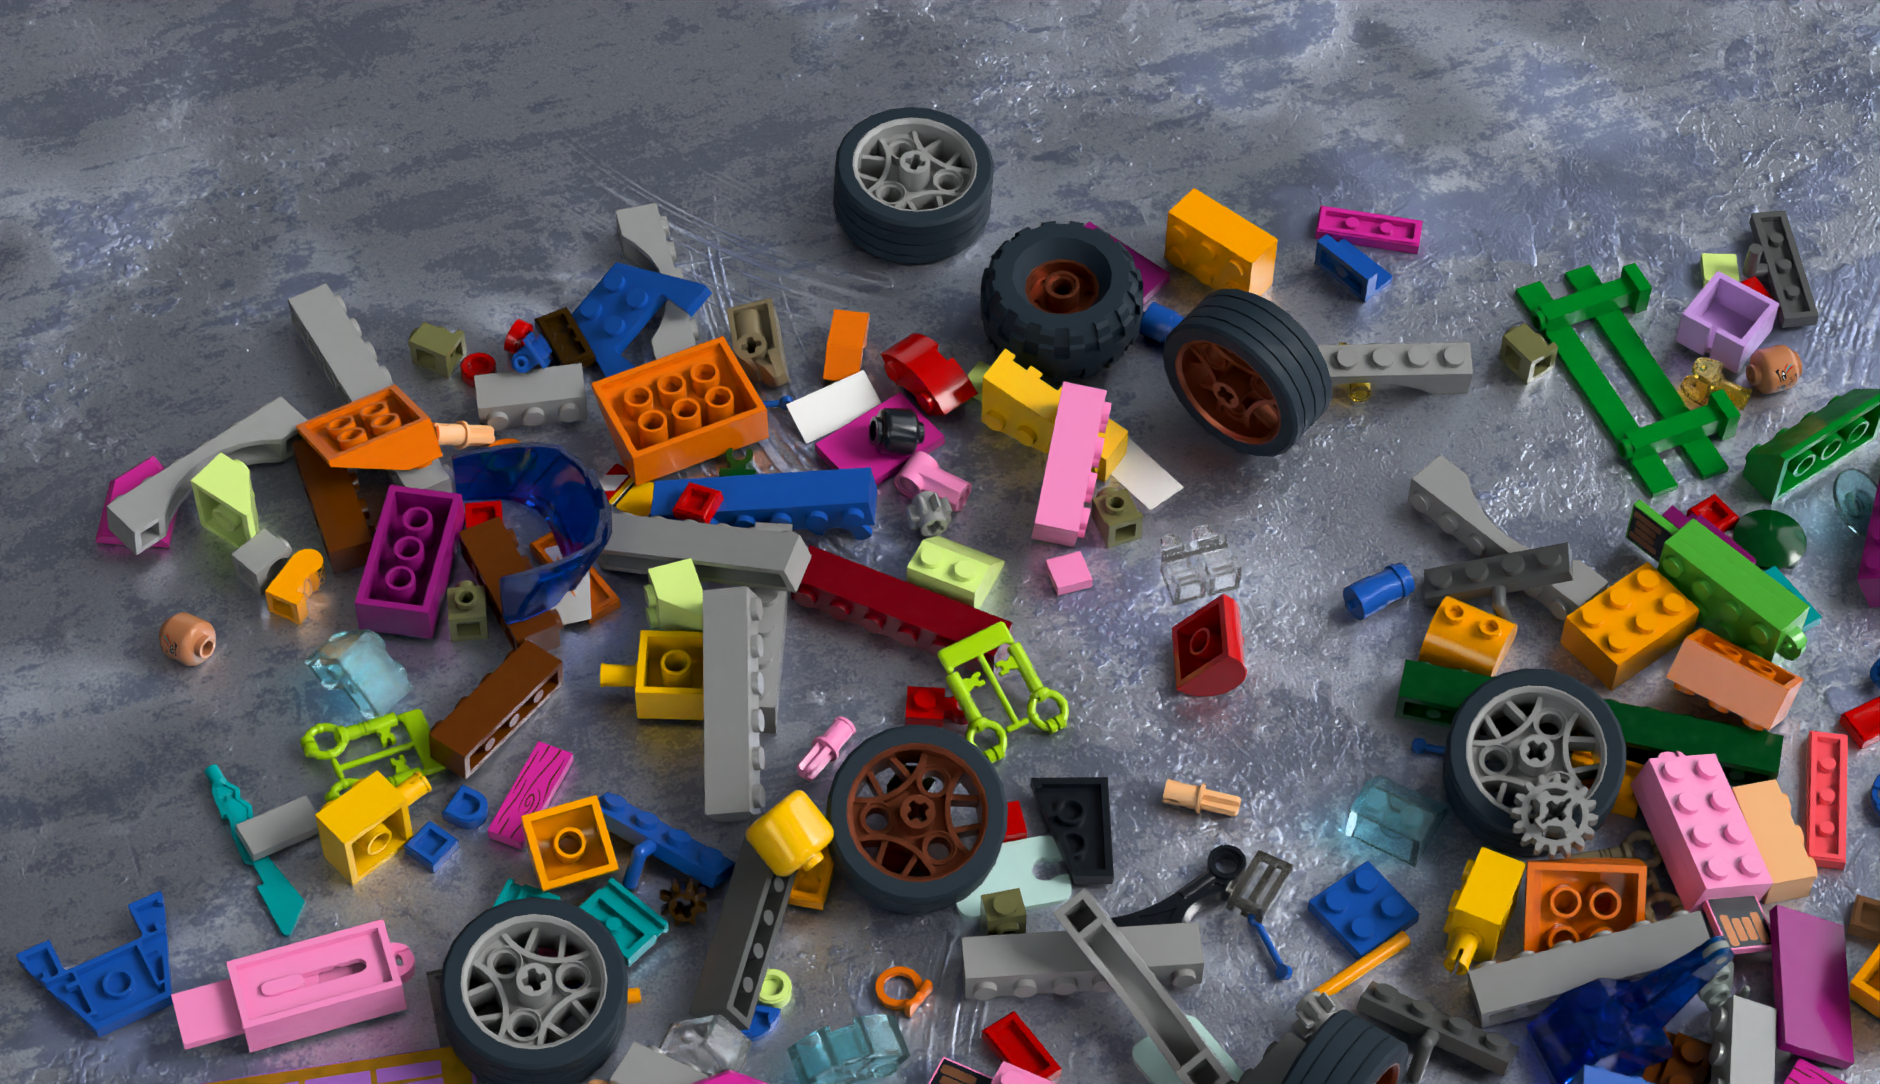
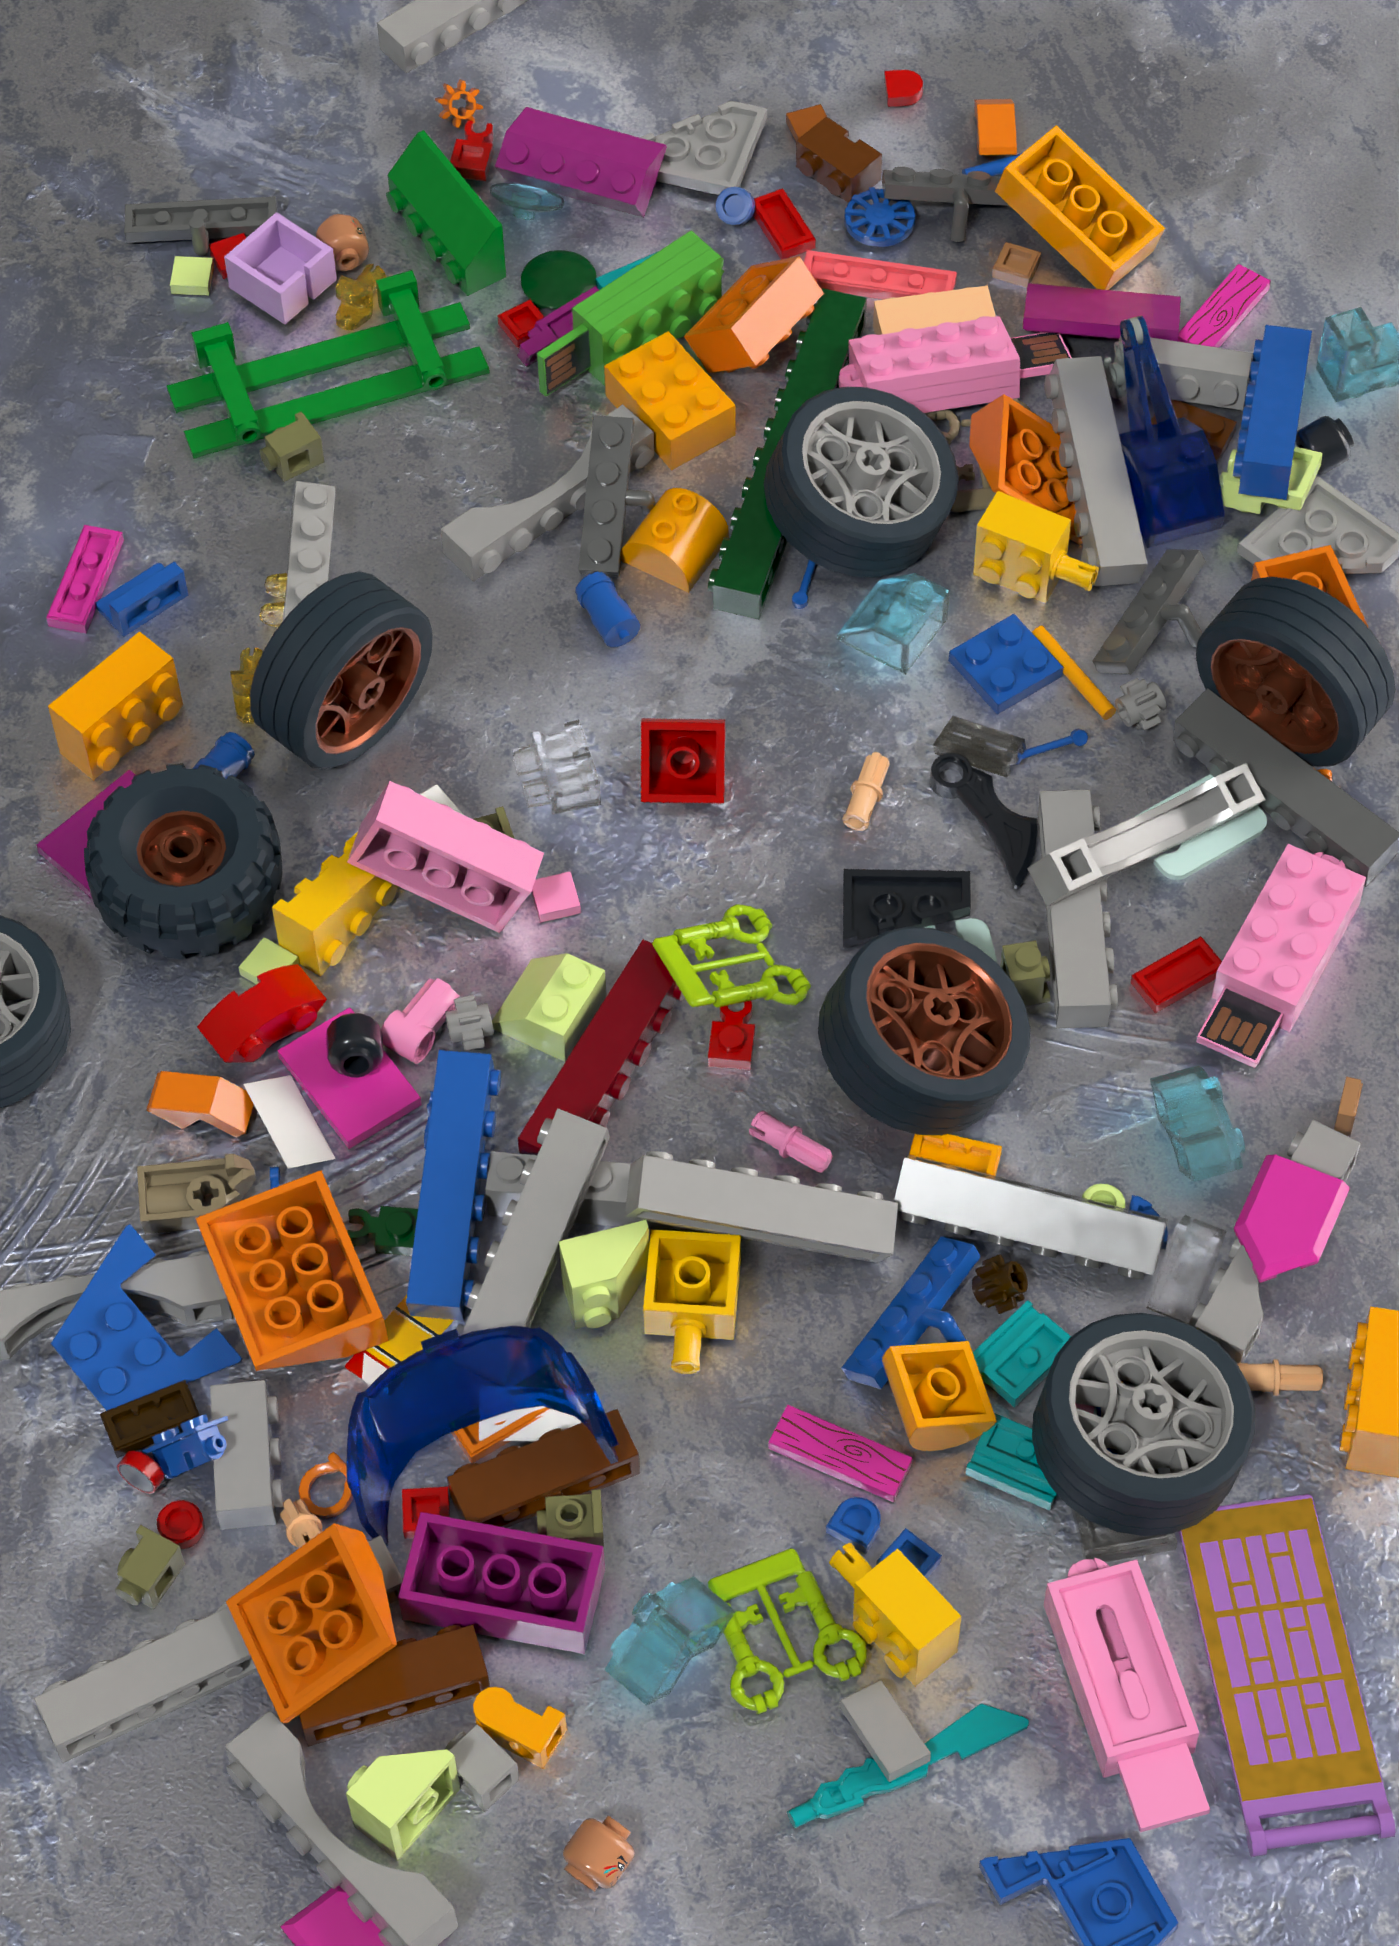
camera: 85 degrees left, 5 degrees up
(495, 709) = (727, 1484): reddish brown brick -> none
(698, 503) = (459, 1246): red tile -> none
(791, 834) = (958, 1140): yellow head -> none
(909, 1007) = (1103, 1060): orange piece -> none
(1563, 829) = (950, 456): light grey gear -> none

